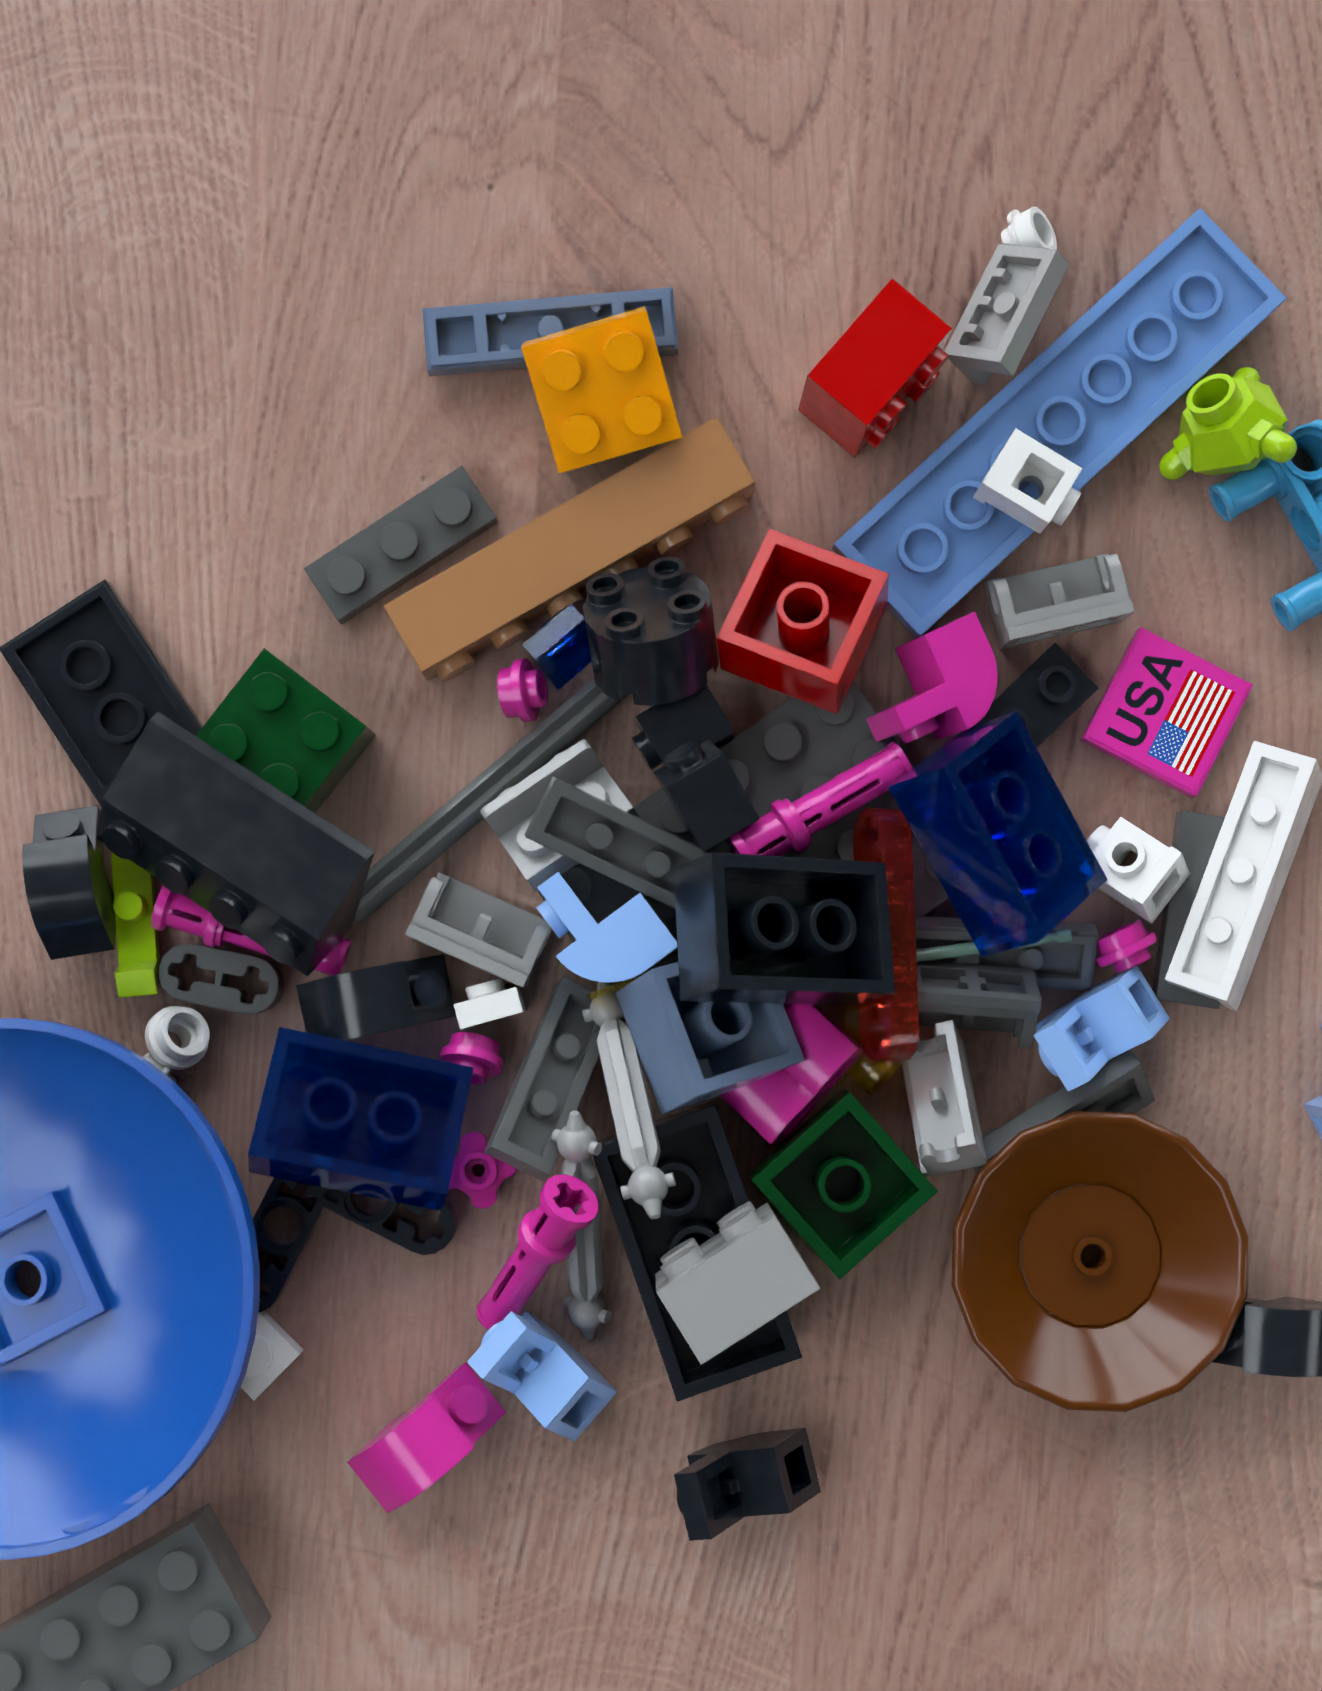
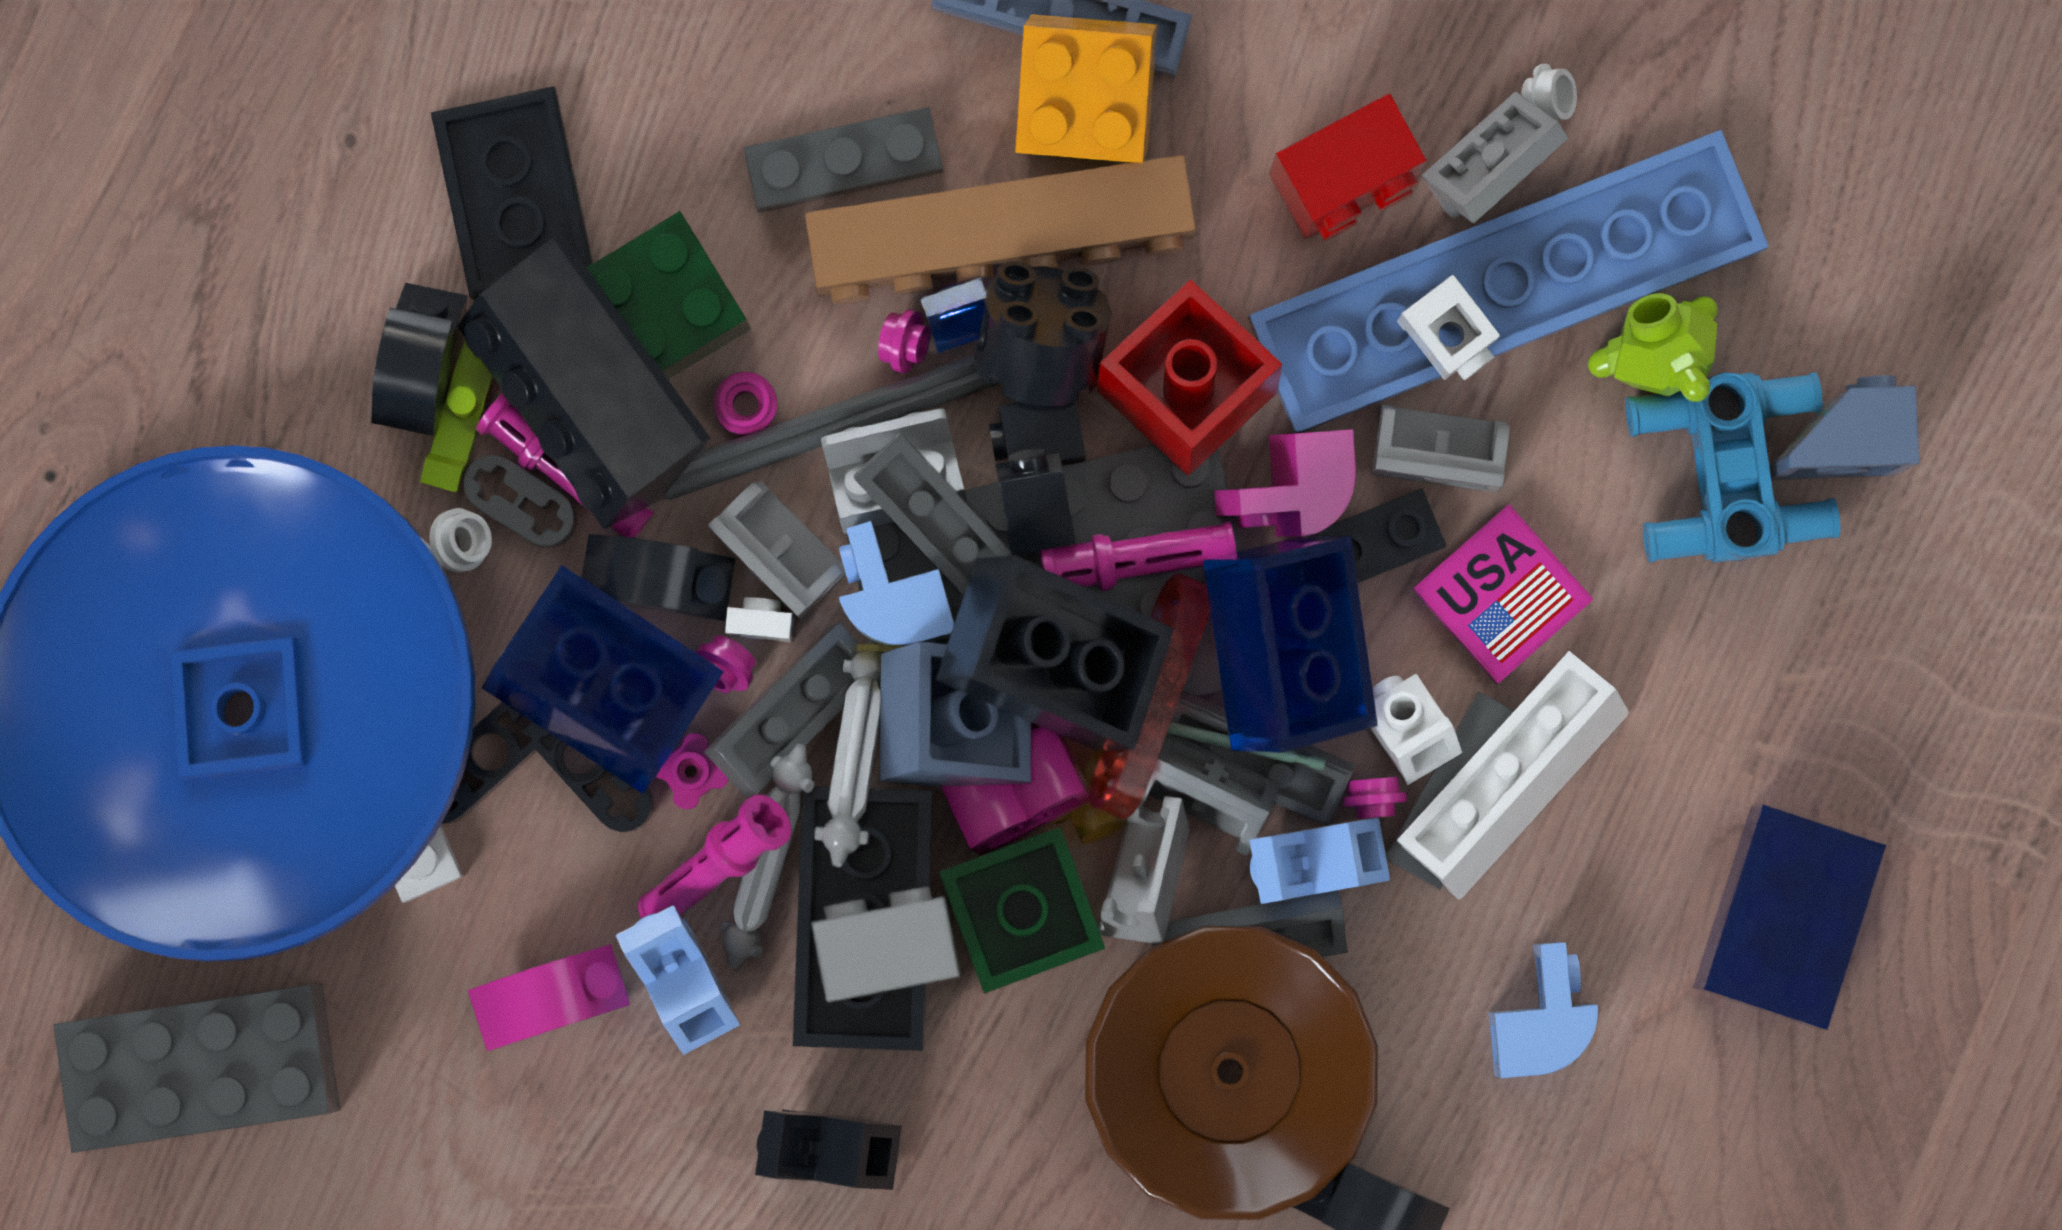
camera: 25 degrees right, 0 degrees up
(382, 792) = (739, 384): none -> dark pink plate

